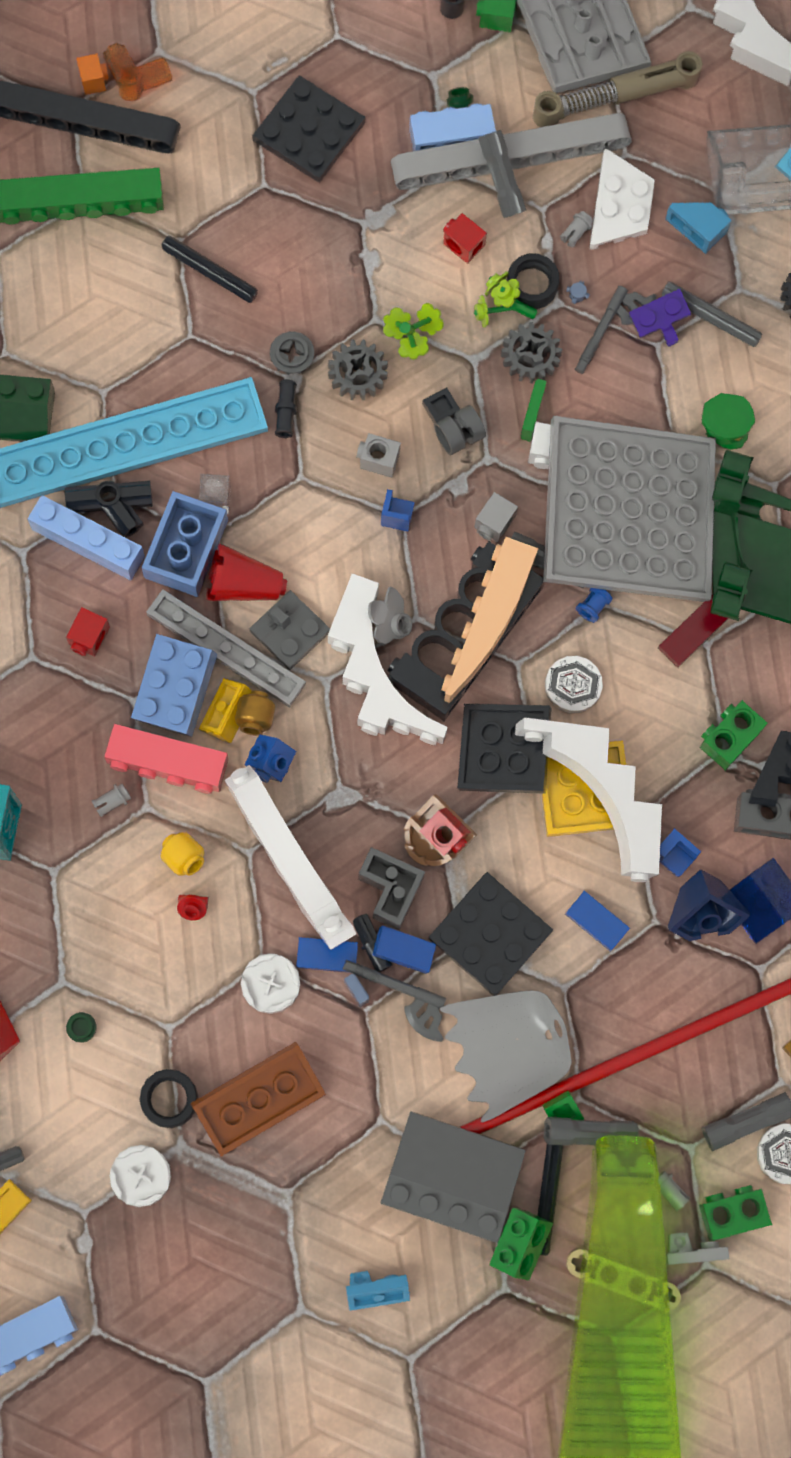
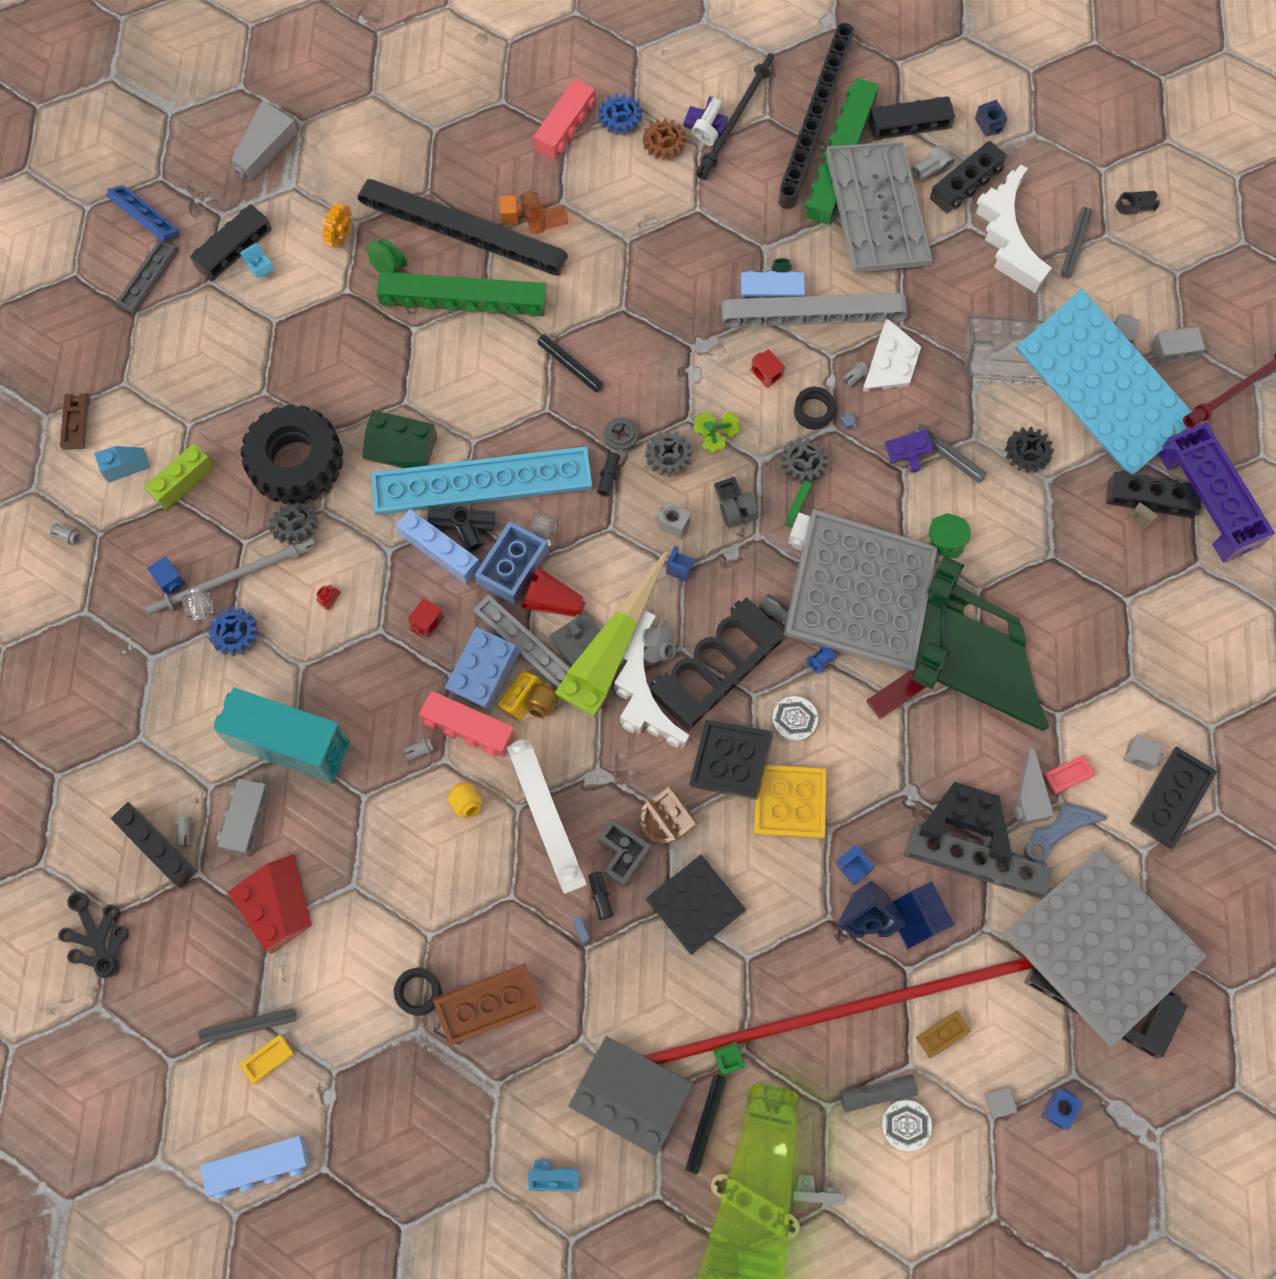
camera: 15 degrees right, 5 degrees down
(81, 1027) = (360, 923): dark green plate -> none
(140, 1176) = (383, 1049): white tile -> none
(192, 906) = (465, 842): red plate -> none
(270, 758) = (546, 737): blue brick -> none
(270, 983) = (515, 914): white tile -> none
(309, 128) = (664, 272): black plate -> none
(315, 666) = (594, 671): none -> lime plate
(318, 956) = (571, 902): blue tile -> none
(404, 949) = (624, 904): blue tile -> none
(421, 997) = (632, 944): dark grey piece -> none
(433, 834) = (663, 815): brick -> none
(492, 611) = (739, 652): light nougat slope -> none
(495, 517) = (755, 580): light grey brick -> none
(502, 1066) = (686, 1011): light grey piece -> none
(504, 294) = (790, 413): lime plant -> none
(508, 193) = (806, 340): dark grey axle -> none
(521, 1244) = (675, 1161): green brick -> none
(582, 1132) = (731, 1075): dark grey axle -> none
(586, 754) = (794, 772): white arch -> none
(597, 921) = (782, 908): blue tile -> none
(614, 307) = (874, 437): dark grey piece -> none
(620, 88) = (906, 276): dark tan piece -> none
(672, 1191) = (806, 1139): pin -> none
(699, 222) = (950, 383): dark azure slope -> none
(736, 1220) = (855, 1173): green brick -> none
(737, 738) = (918, 782): green brick -> none

